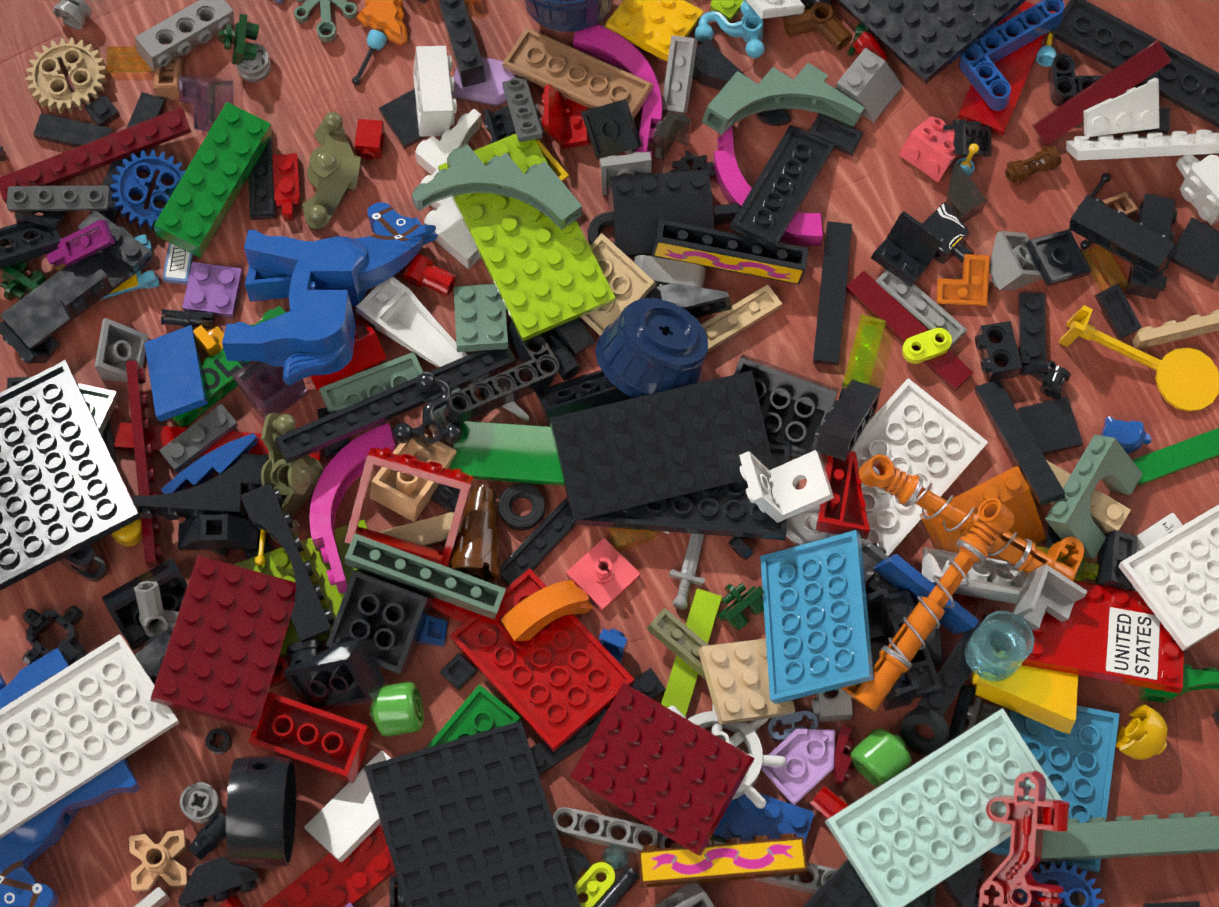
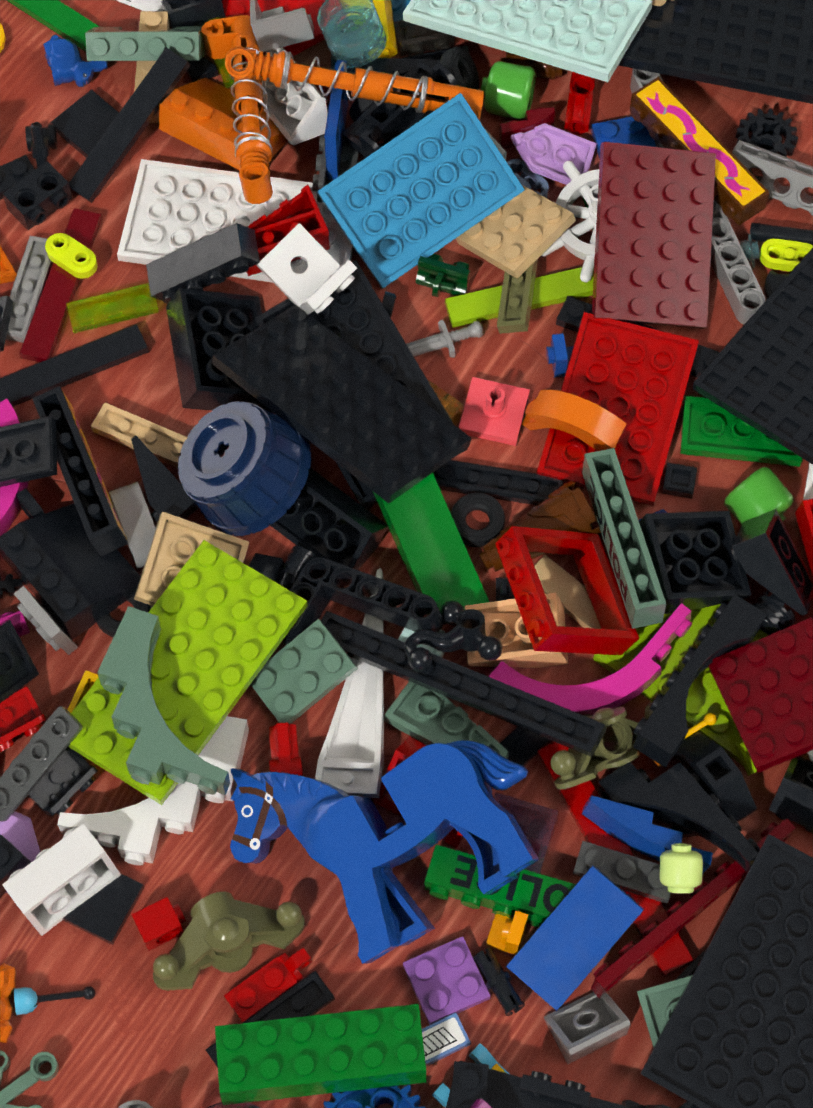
camera: 120 degrees left, 5 degrees down
(166, 460) = (681, 868): none -> yellowish green head

